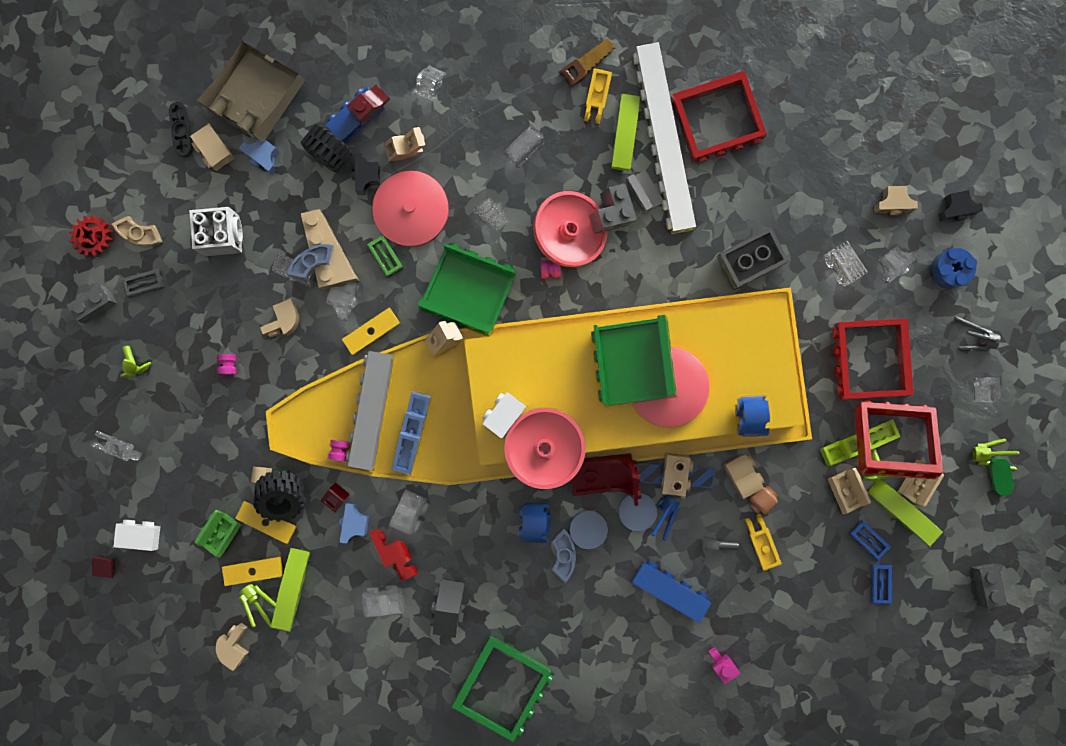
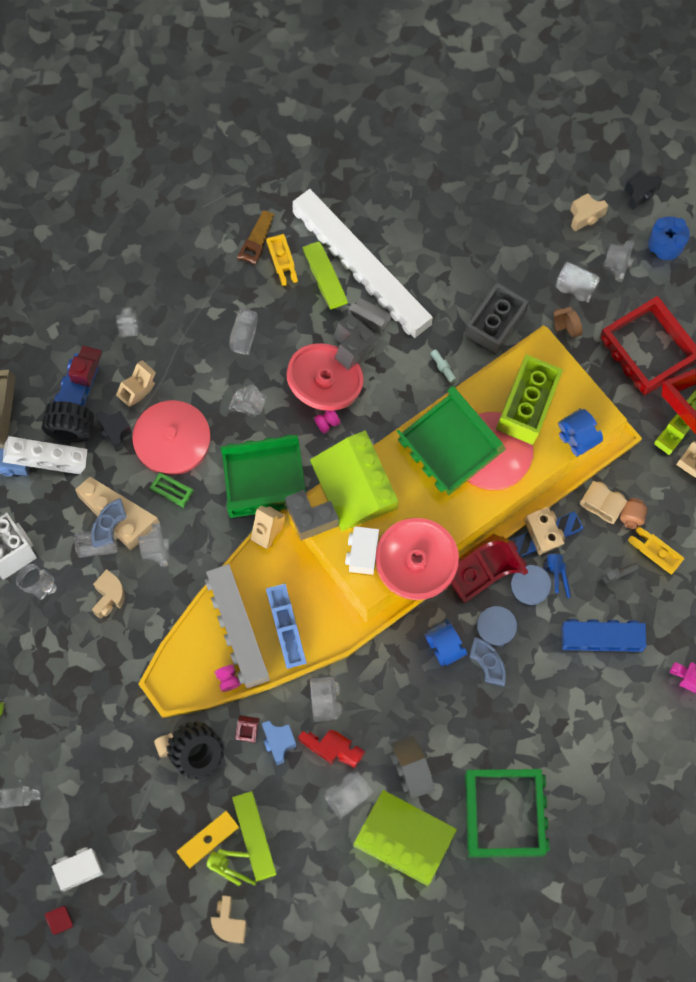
camera: 30 degrees left, 15 degrees down
(217, 533) = (154, 822): bright green bracket -> none
(226, 364) = (77, 662): dark pink wheel -> none
(233, 282) = (42, 587): none -> clear piece
(279, 530) = (181, 786): yellow tile -> none
(291, 168) = (44, 455): none -> white brick
(360, 337) = (201, 549): yellow tile -> none
(410, 661) = (405, 837): none -> lime slope
(471, 360) = (310, 520): none -> dark grey brick
(532, 348) = (354, 481): none -> lime slope
(680, 275) = (443, 366): none -> light aqua bar
(708, 88) = (376, 202): red window -> none
(726, 362) = (529, 399): none -> lime brick
(814, 293) = (568, 320): none -> medium nougat piece

